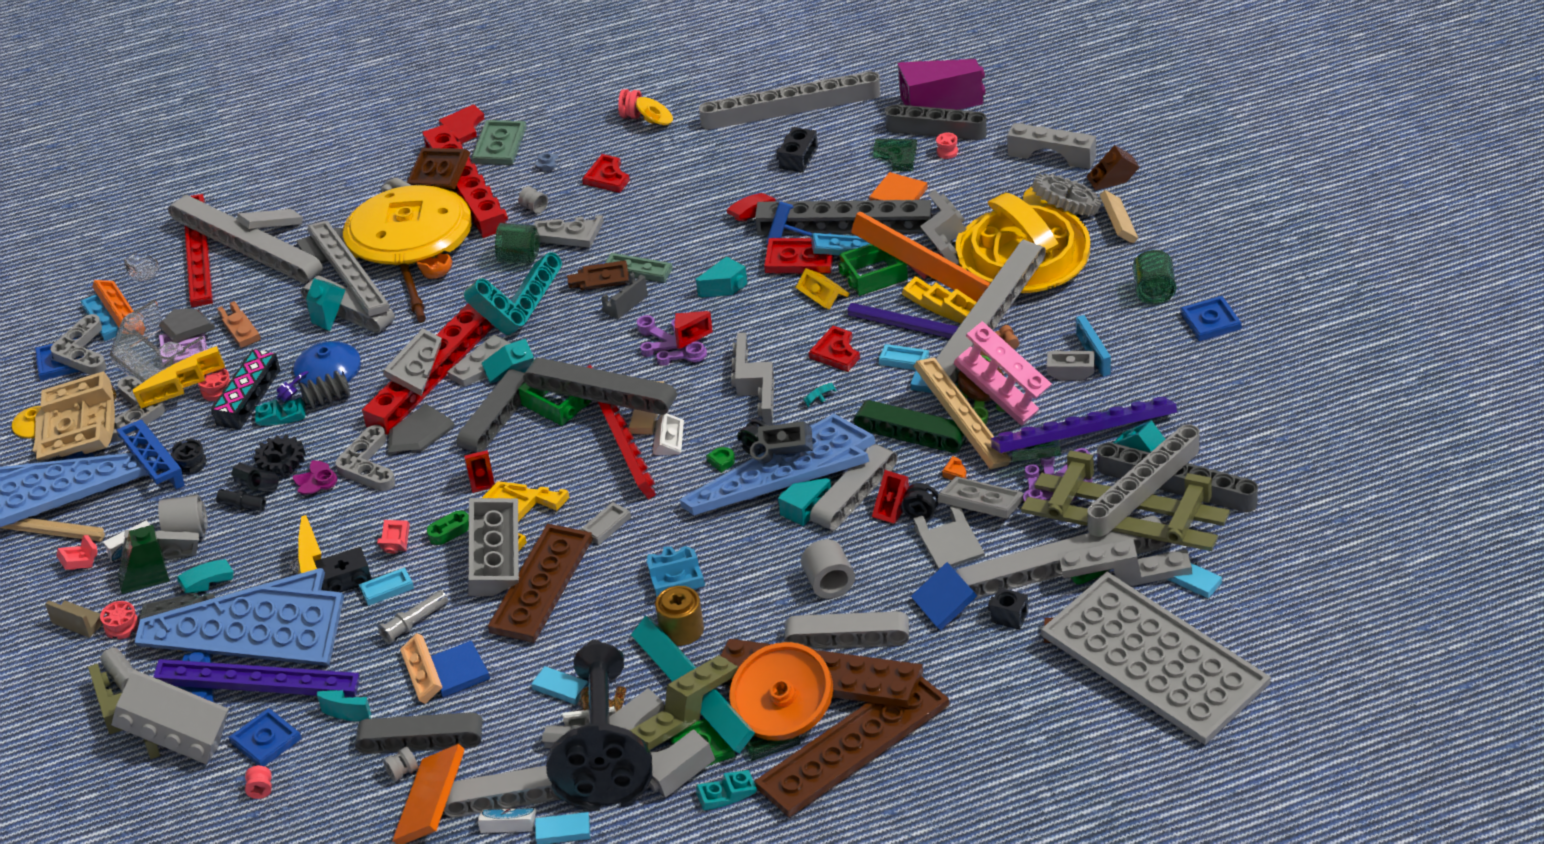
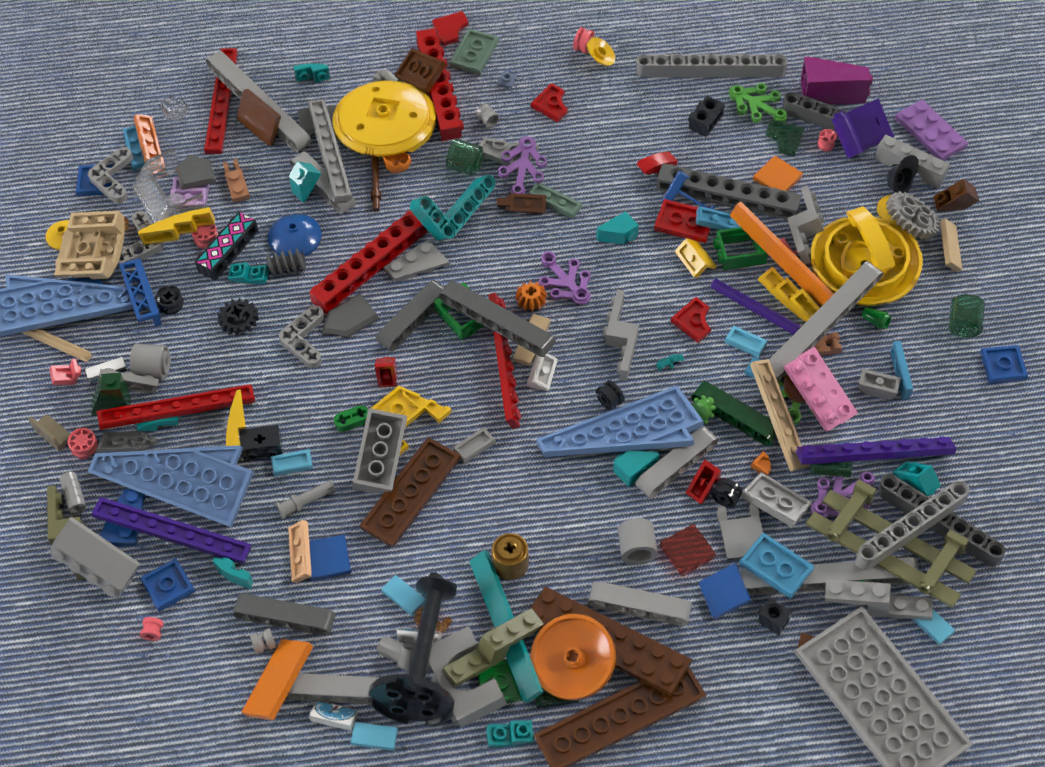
camera: 10 degrees right, 15 degrees up
(220, 559) = (173, 407): none -> red tile
(241, 500) = (199, 351): black pin -> none
(250, 252) = (258, 117): none -> reddish brown tile
(255, 477) = (215, 335): black piece -> none
(269, 218) = (280, 87): light grey tile -> none
(287, 391) = (255, 259): dark purple plate -> none
(309, 197) = (318, 72): none -> teal slope
(318, 478) = (258, 345): magenta plate -> none
(394, 536) = (307, 417): coral bracket -> none
(415, 362) = (359, 257): light grey wing -> none
(510, 356) = (434, 269): teal slope -> none
(589, 217) = (523, 163): none -> medium lavender plant
(626, 298) = (538, 229): dark grey hinge -> none
(635, 362) = (531, 296): none -> orange gear
(674, 569) = (516, 509): dark azure plate -> none
(692, 327) = (582, 274): red slope -> none
(721, 458) = (579, 405): green tile -> none
(782, 440) = (628, 408): dark grey hinge -> none
(830, 122) = (740, 93): none -> bright green plant
(873, 425) = (704, 408): none -> bright green piece
(889, 569) = (687, 550): none -> clear red tile
(983, 122) = (861, 127): none -> dark purple door
(997, 555) = (776, 565): none -> dark azure tile
(1045, 157) = (902, 175): none -> black piece
(1051, 302) = (876, 317): none -> green cone
(1066, 112) = (931, 130): none -> medium lavender plate

